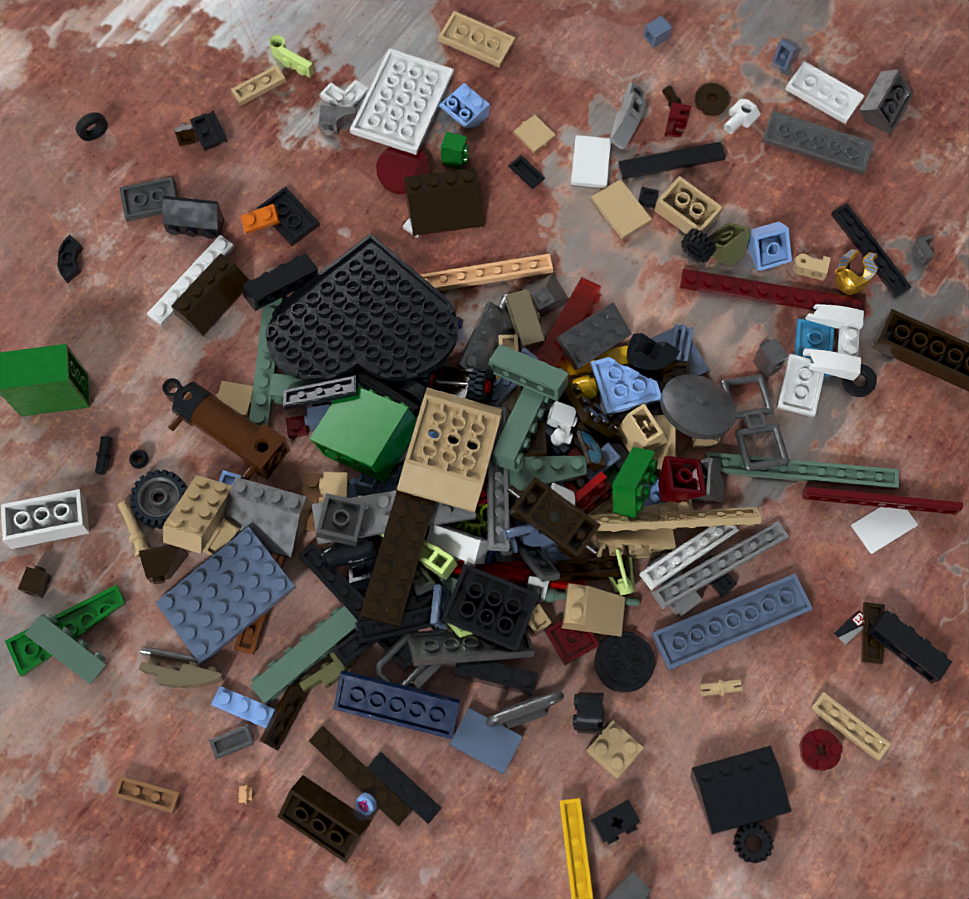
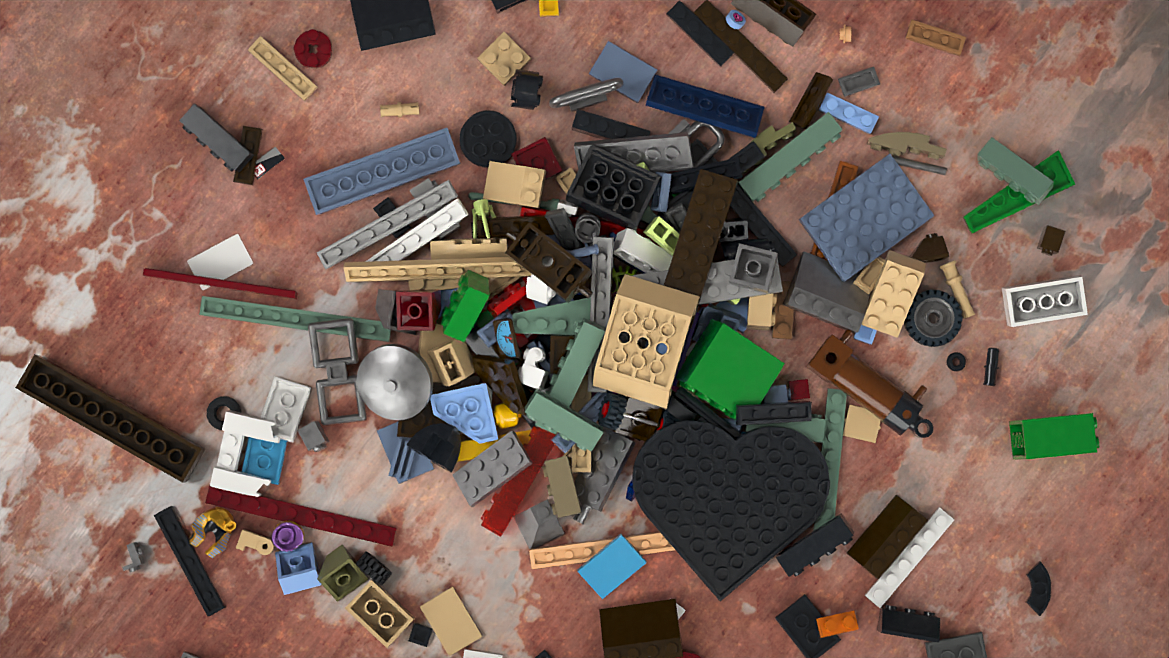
camera: 170 degrees left, 15 degrees up
(474, 258) = (611, 566): none -> dark azure tile
(515, 566) = (587, 227): none -> flat silver wheel
(783, 271) = (287, 536): none -> medium lavender hair

